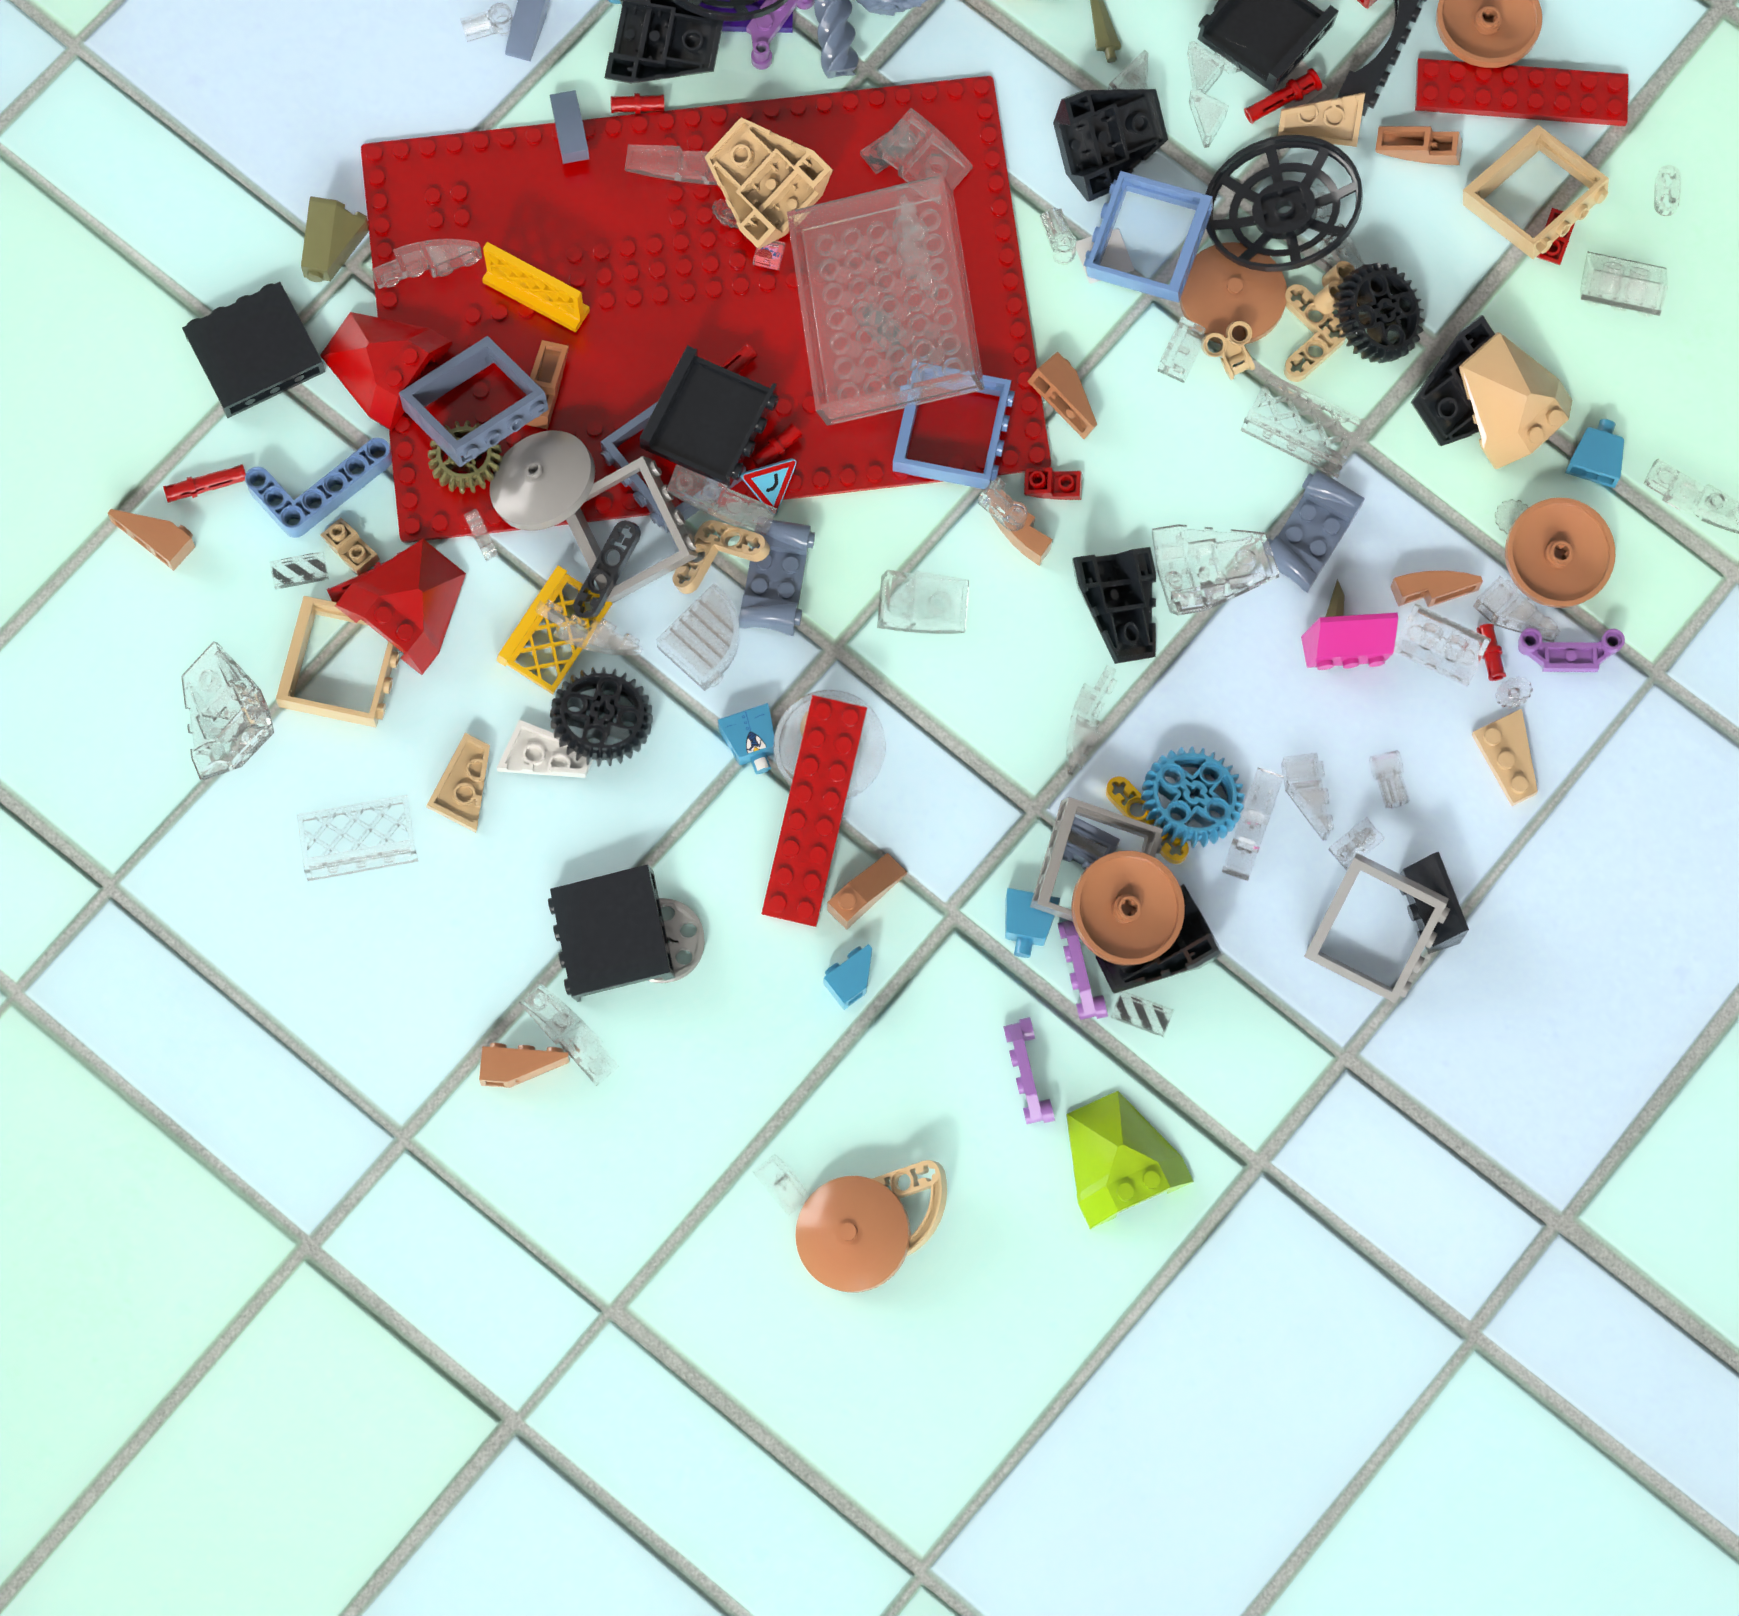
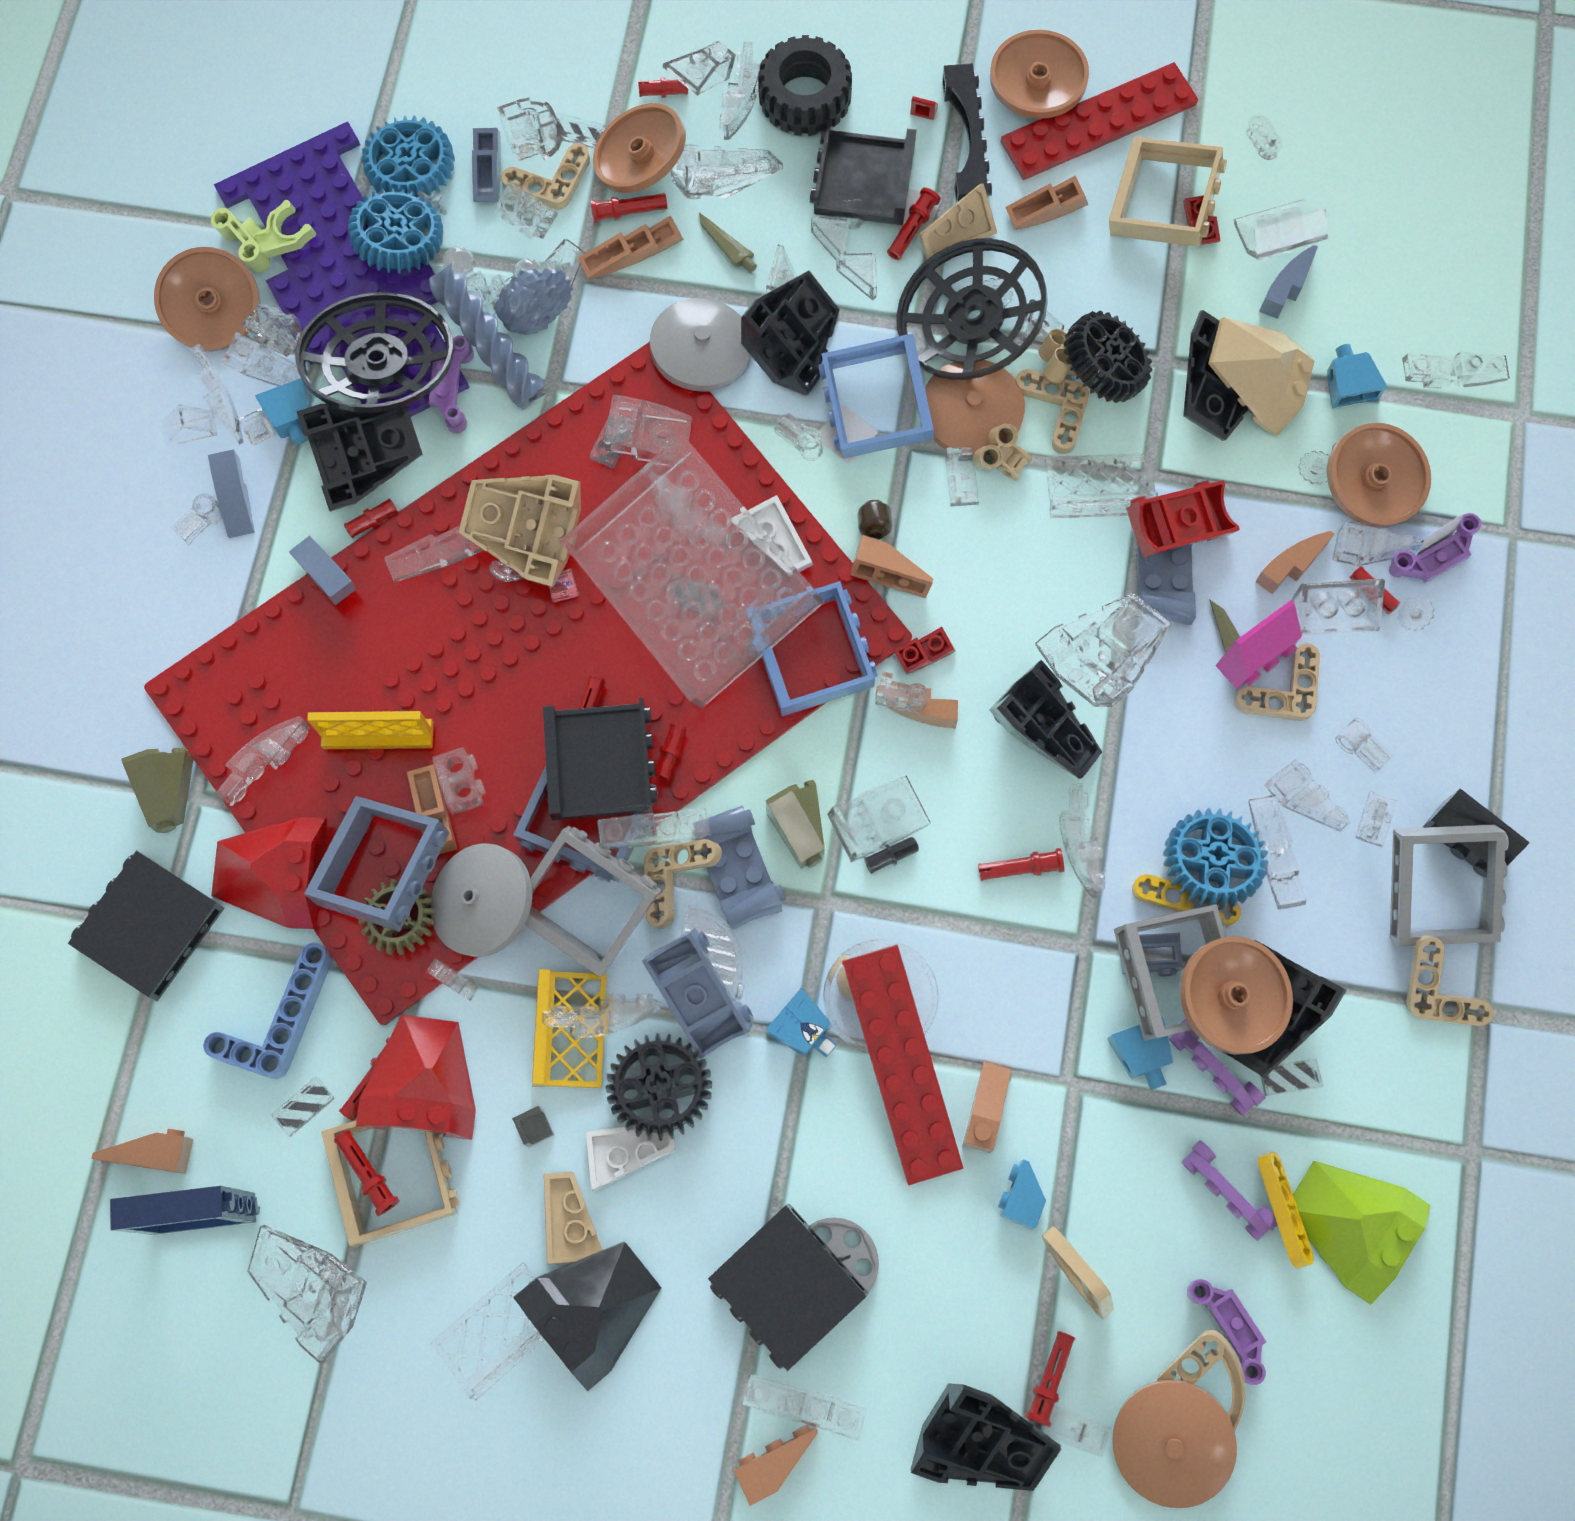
camera: 25 degrees left, 0 degrees up
(162, 592) = (183, 1210): none -> dark blue window
(205, 483) = (163, 1081): red pin -> none
(322, 659) = (372, 1183): none -> red pin
(350, 547) = (338, 1058): tan slope -> none
(442, 861) = (591, 1309): none -> black wedge
(478, 691) = (533, 1126): none -> clear smoke panel
(577, 371) = (455, 781): none -> clear brick
(611, 572) = (583, 949): black beam -> none
(677, 657) = (697, 993): none -> sand blue piece
(696, 1141) = (981, 1441): none -> black wedge
(770, 481) = (684, 786): piece -> none
(773, 1138) = (1042, 1393): none -> red pin
(852, 566) = (798, 822): none -> slope
(856, 1056) = (1079, 1273): none -> tan beam
(915, 640) = (891, 854): none -> black axle
(964, 1174) = (1235, 1325): none -> medium lavender plate
(987, 309) = (778, 525): none -> white wing
(1017, 103) = (699, 345): none -> light grey dish
(1034, 716) = (1034, 864): none -> red pin
(1058, 1136) = (1285, 1210): none -> yellow beam
(1079, 344) = (874, 519): none -> dark brown head
(1309, 1021) = (1437, 1000): none -> tan beam
(1351, 491) = (1180, 518): none -> red piece
(1351, 703) = (1288, 699): none -> tan beam
(1509, 756) = (1445, 670): tan wing -> none
(1579, 633) = (1440, 534): none -> white sticker
(1597, 336) = (1288, 283): none -> sand blue slope

